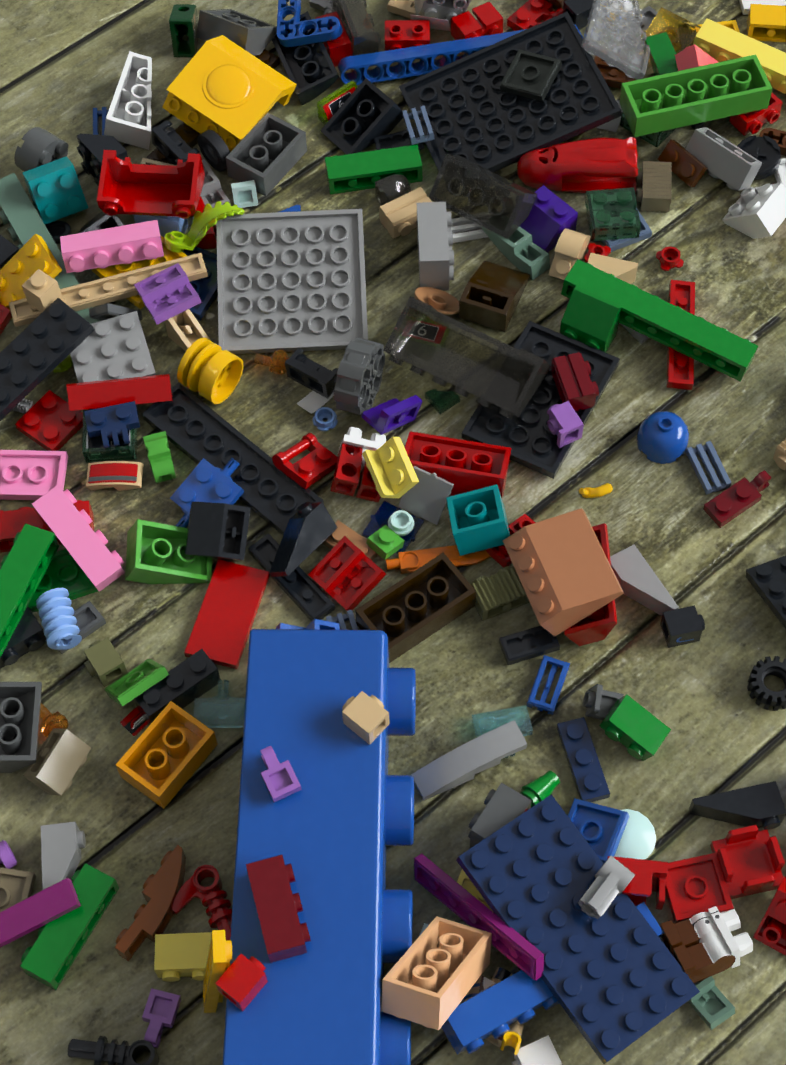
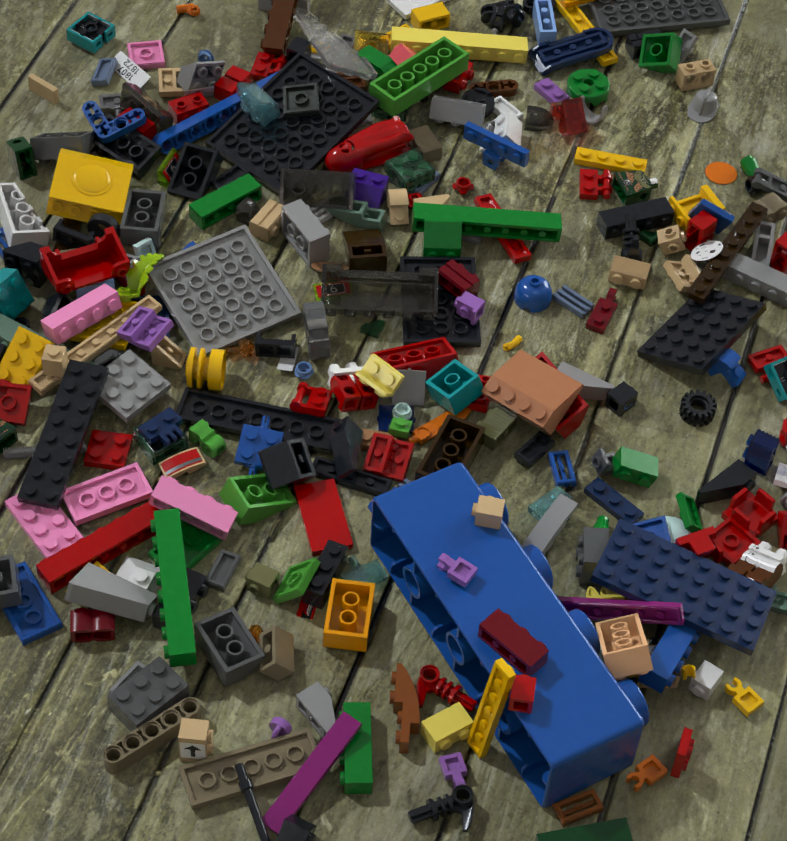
camera: 35 degrees left, 10 degrees down
(58, 619) = (214, 566): light blue piece -> none
(118, 391) = (152, 406): red tile -> none
(392, 414) = (350, 350): dark purple panel -> none
(415, 115) = (243, 159): sand blue tile -> none
(475, 59) = (257, 103): none -> clear light blue slope
(609, 883) = (690, 550): light grey piece -> none
(666, 822) = (688, 512): none -> green plate
(683, 163) = (438, 125): reddish brown plate -> none
(735, 225) = (496, 147): none -> blue plate

